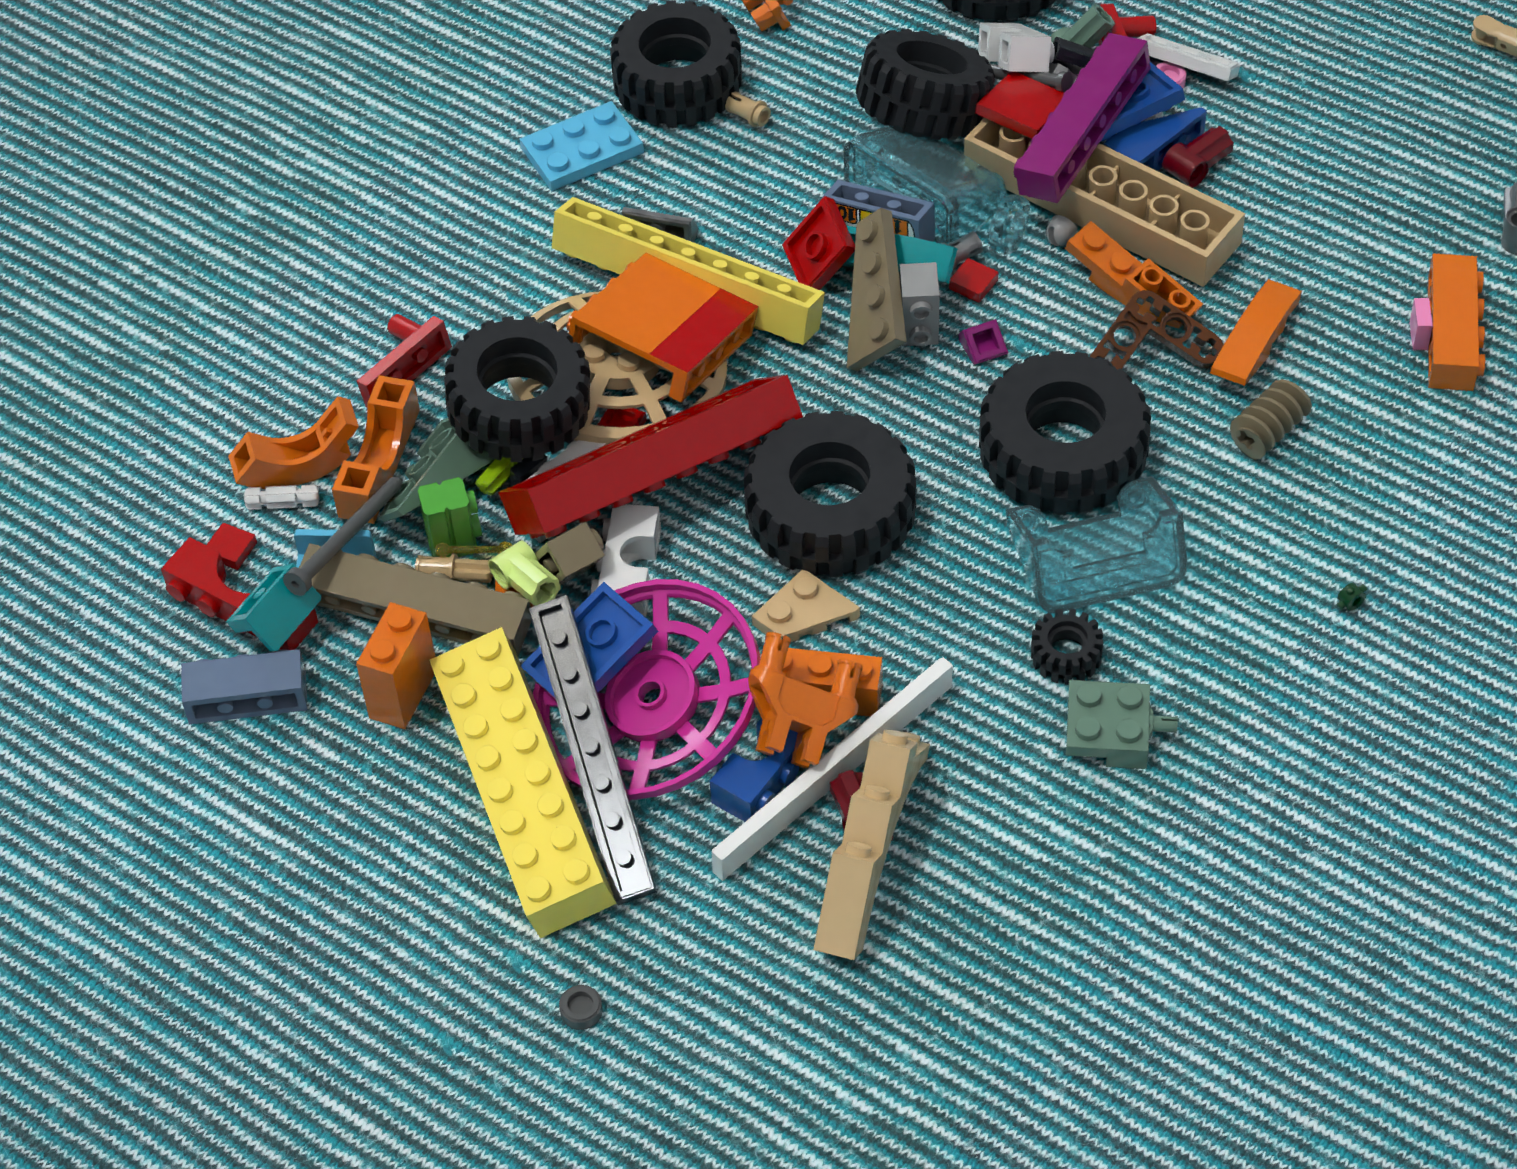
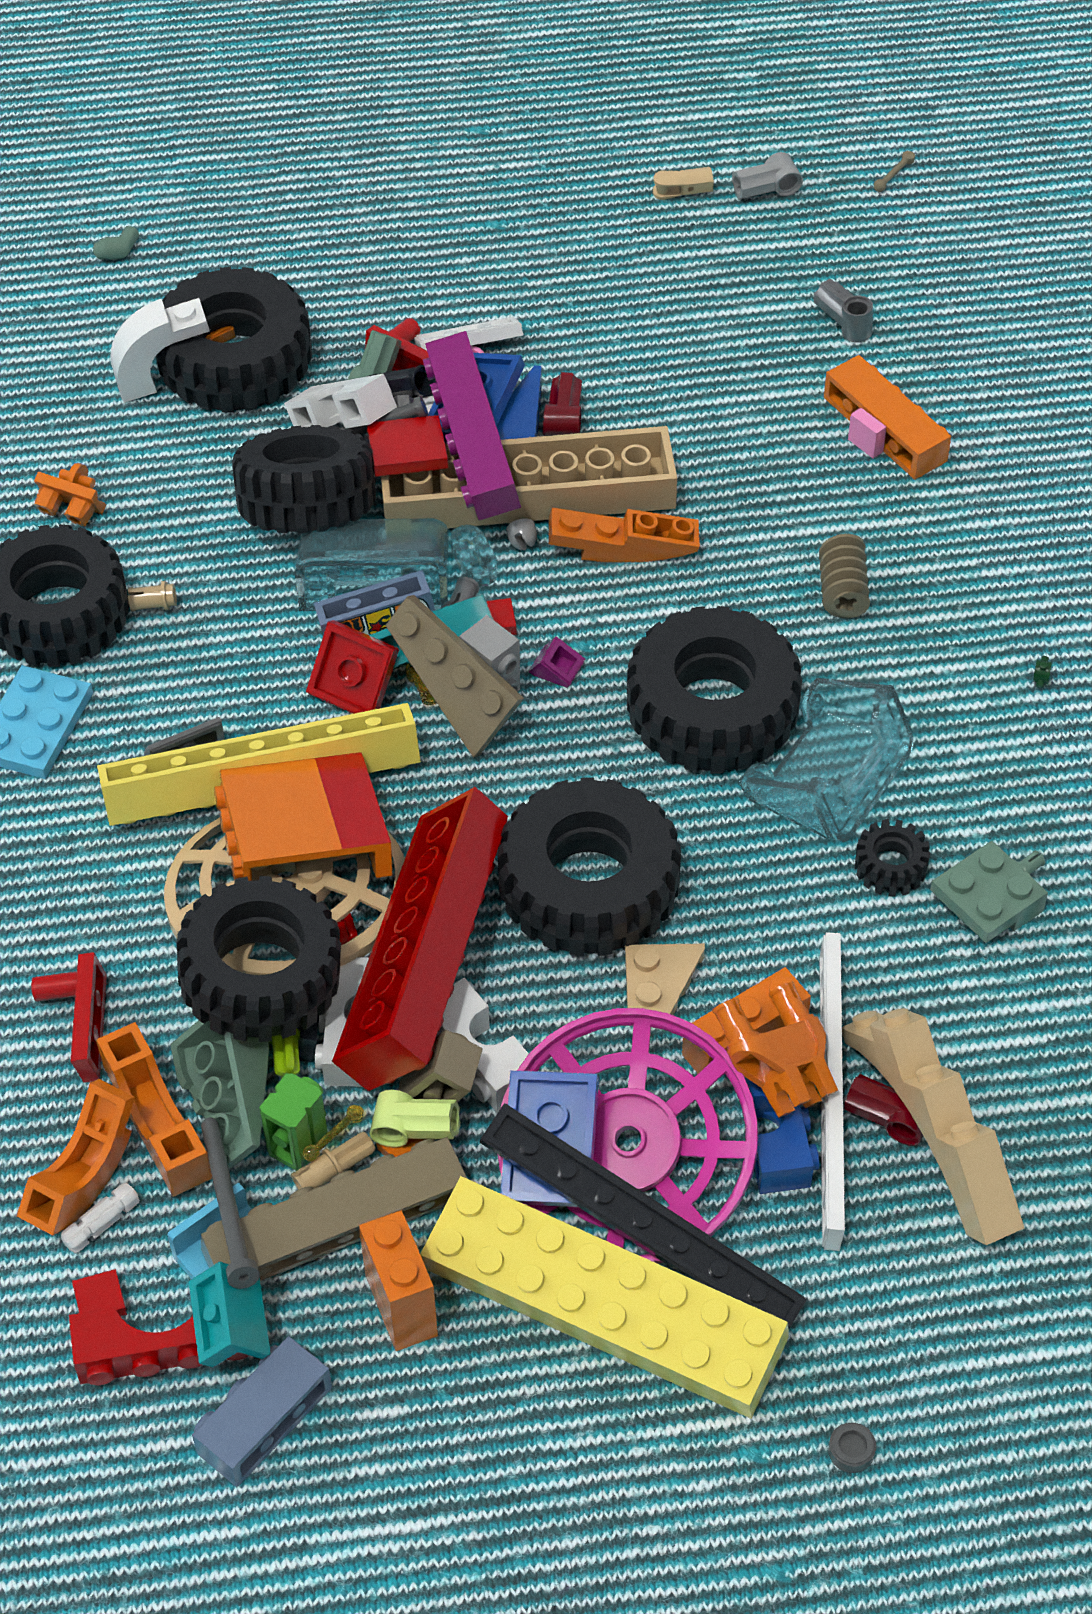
camera: 45 degrees left, 0 degrees up
(1143, 325) = (683, 562): reddish brown beam -> none
(1255, 332) = (760, 516): orange slope -> none

